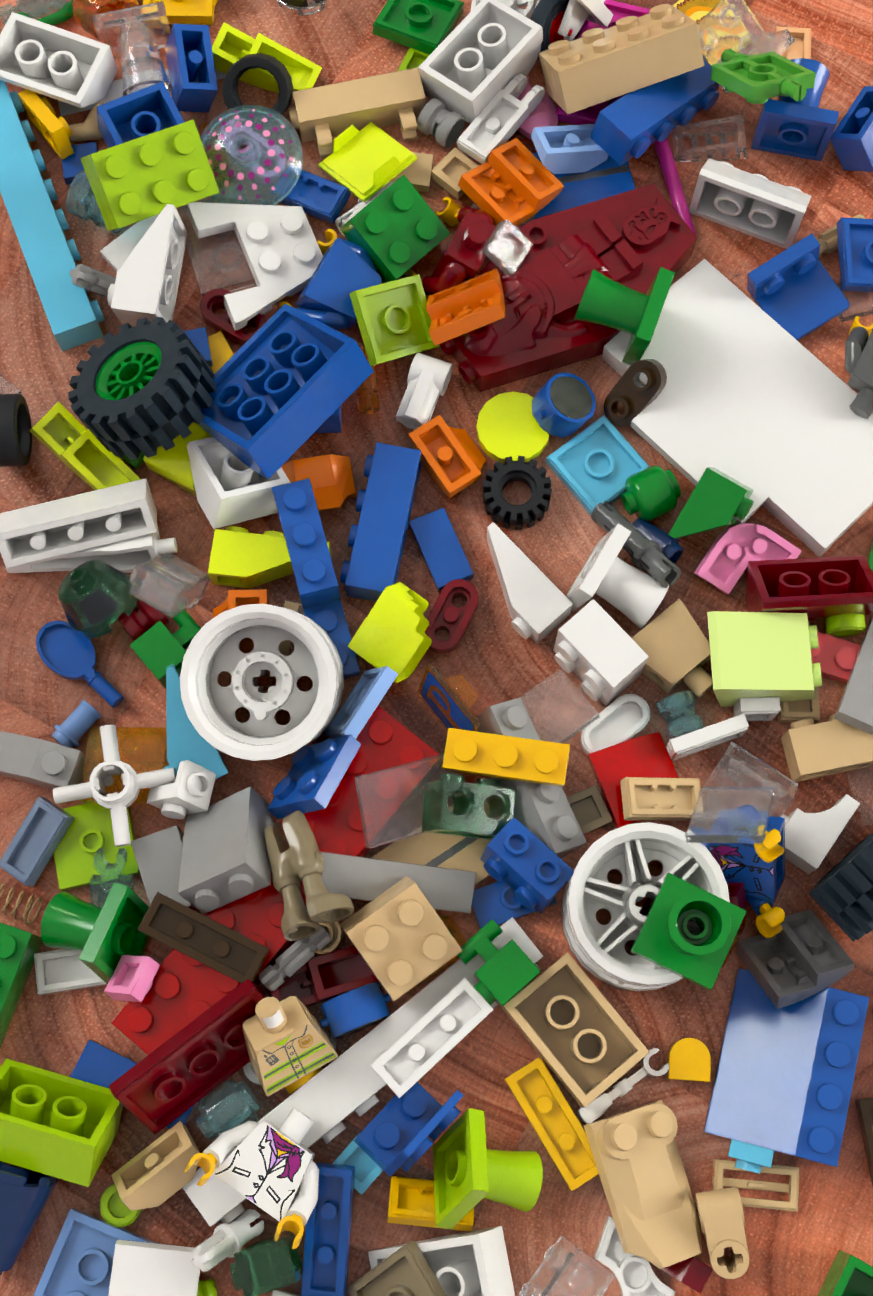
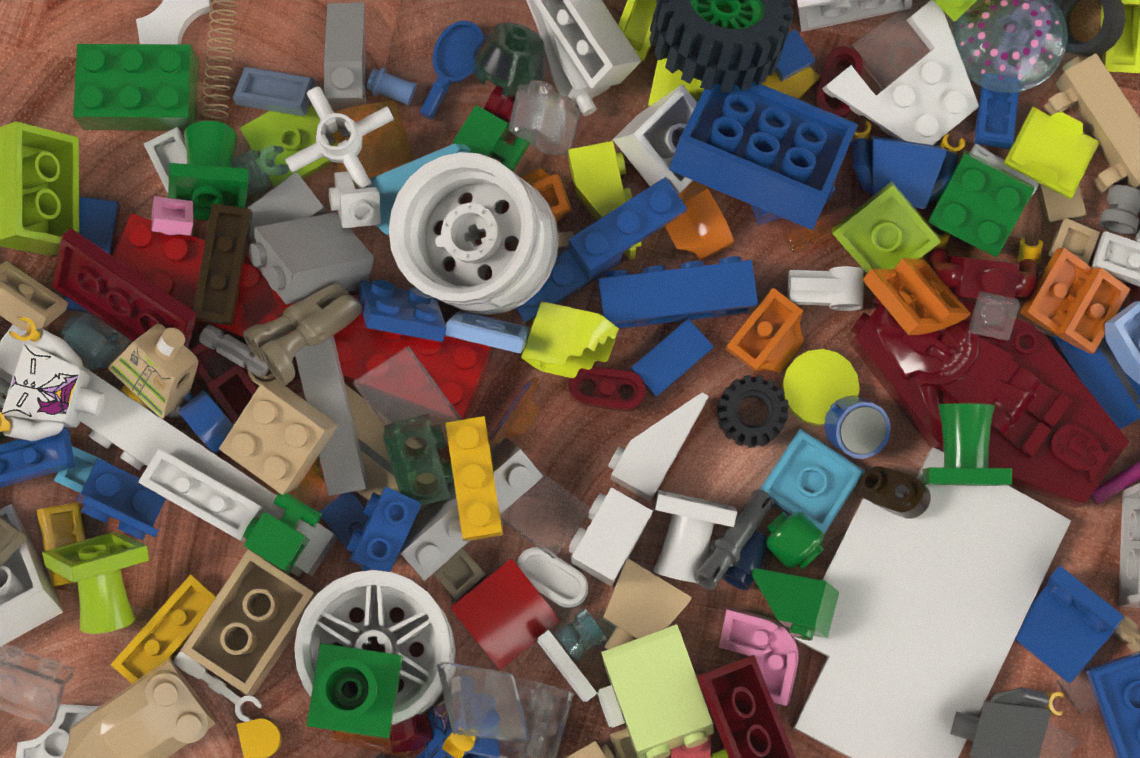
camera: 70 degrees right, 5 degrees up
(659, 798) = (488, 635): tan plate -> none

